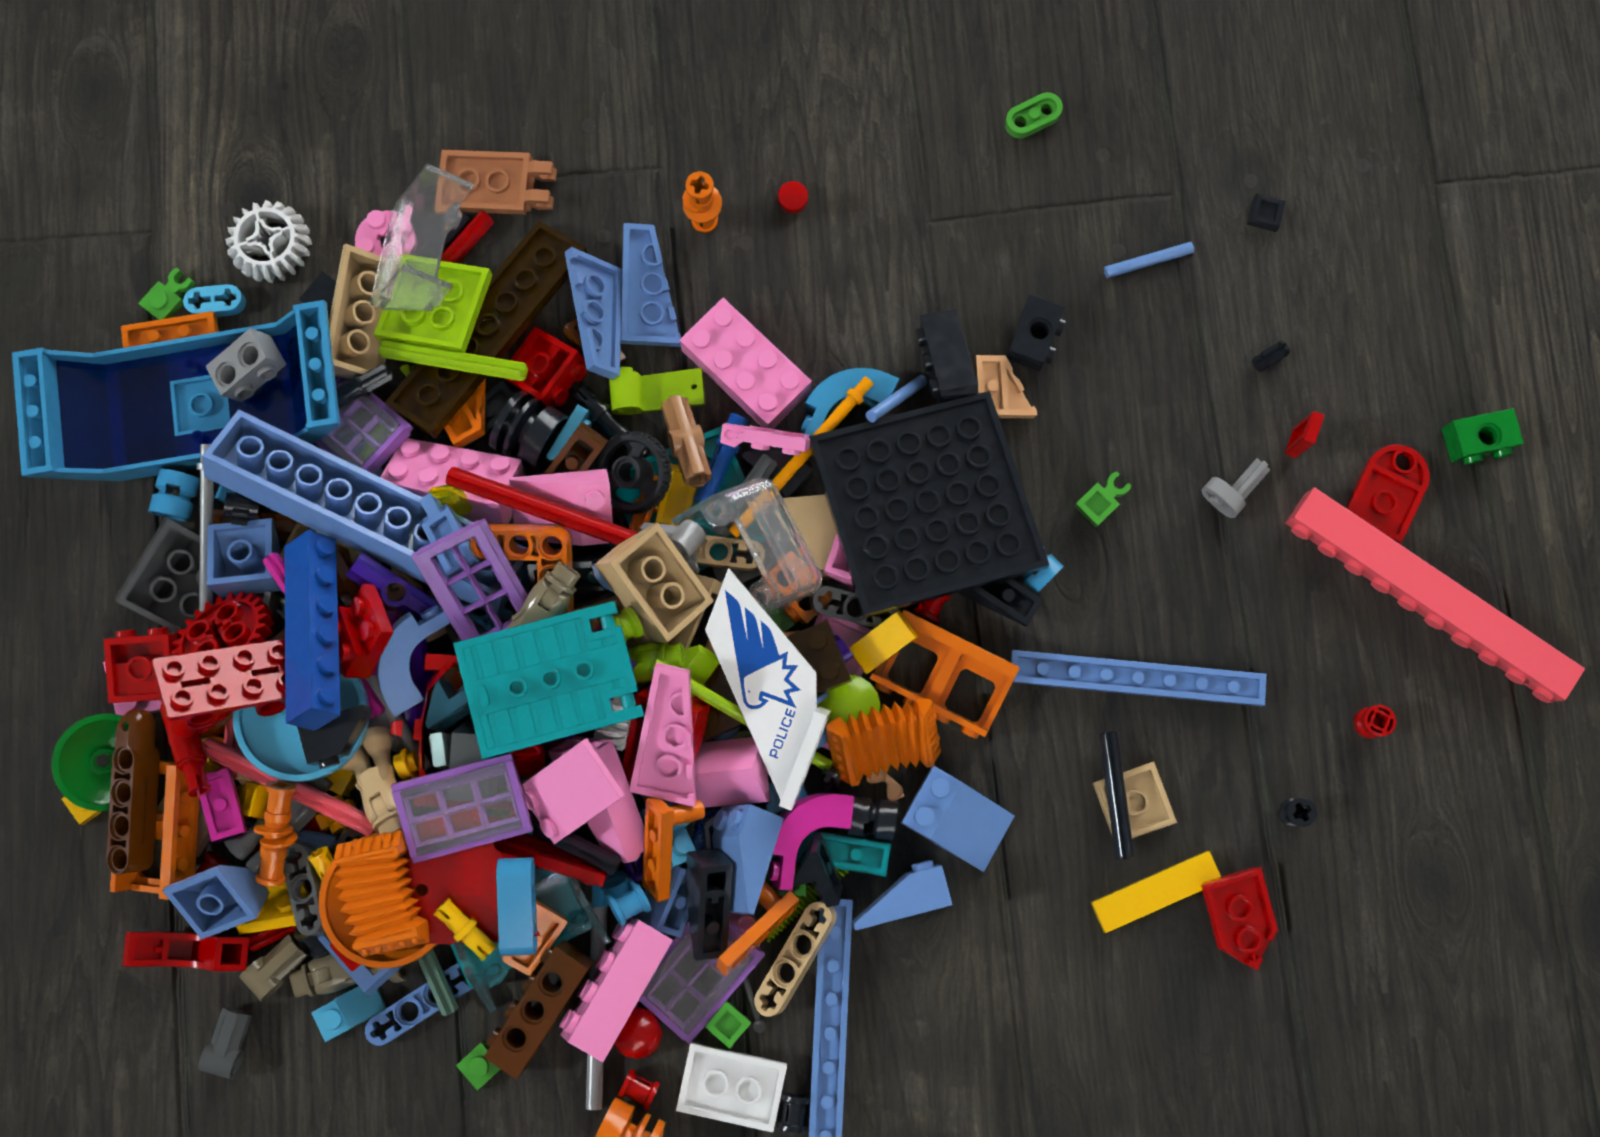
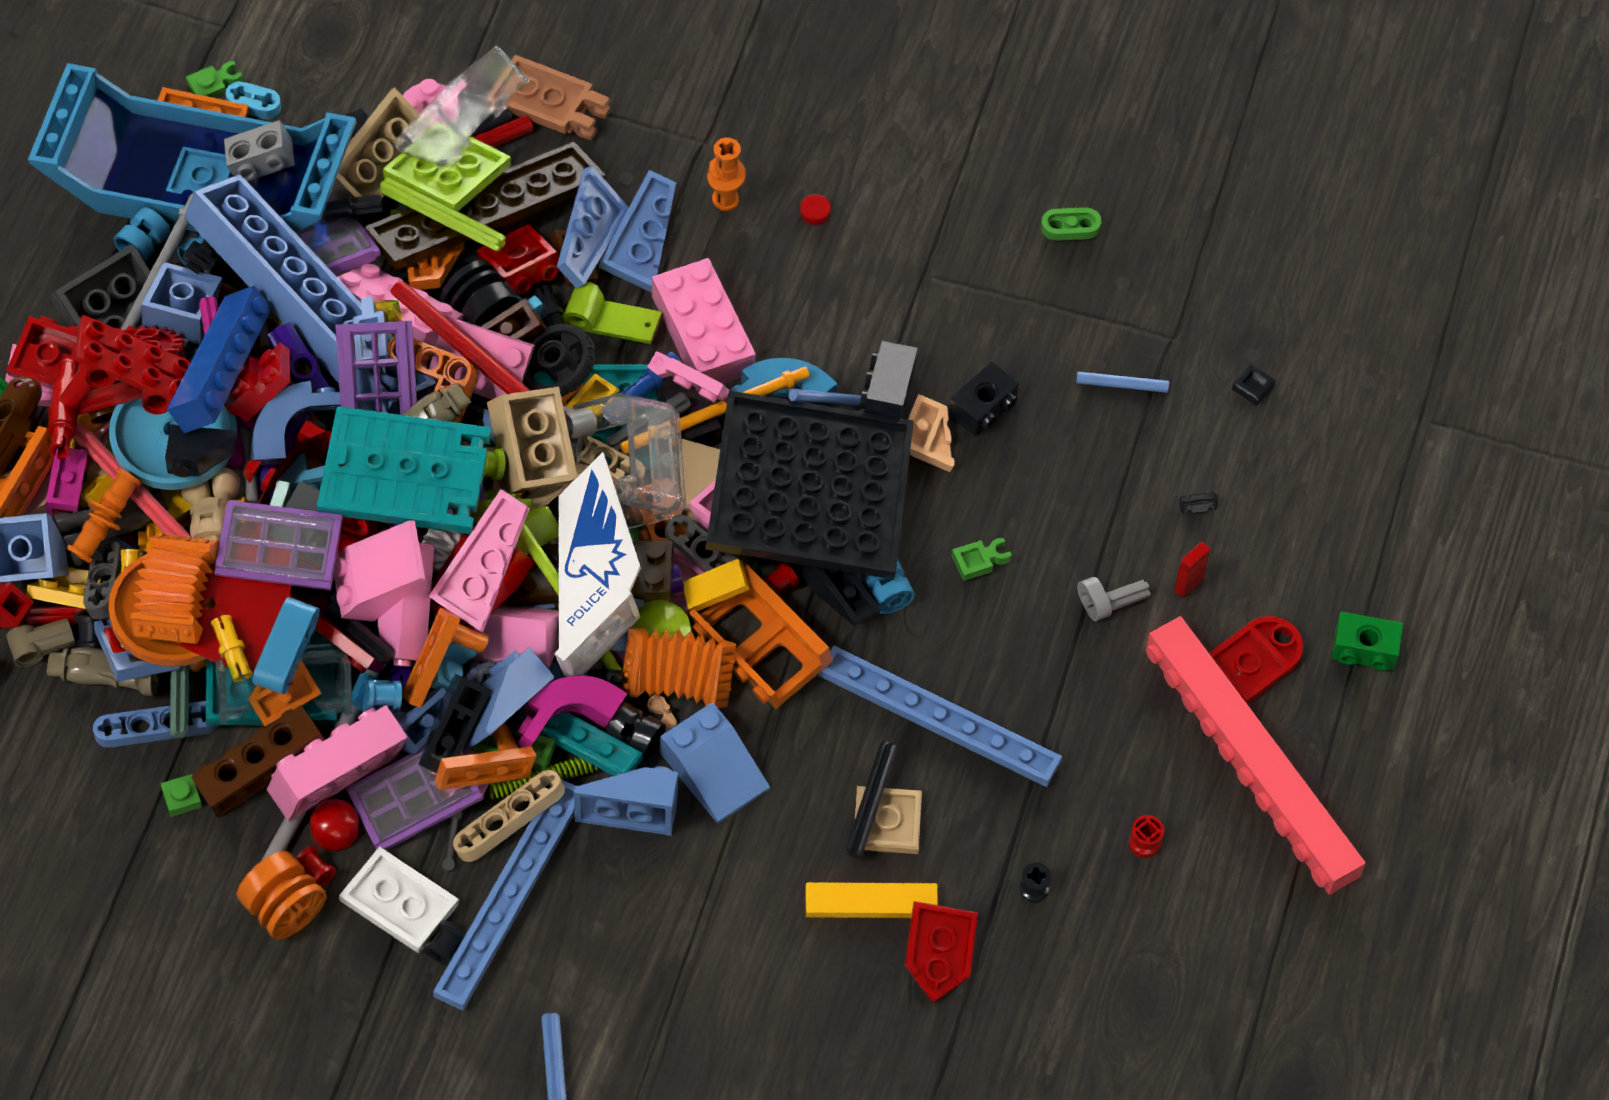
camera: 20 degrees right, 20 degrees down
(252, 239) = (309, 62): white gear -> none
(347, 1012) = (86, 703): medium azure slope -> none
(686, 441) = (618, 358): medium nougat piece -> none
(728, 1024) = (421, 848): bright green plate -> none
(817, 867) = (567, 732): black slope -> none

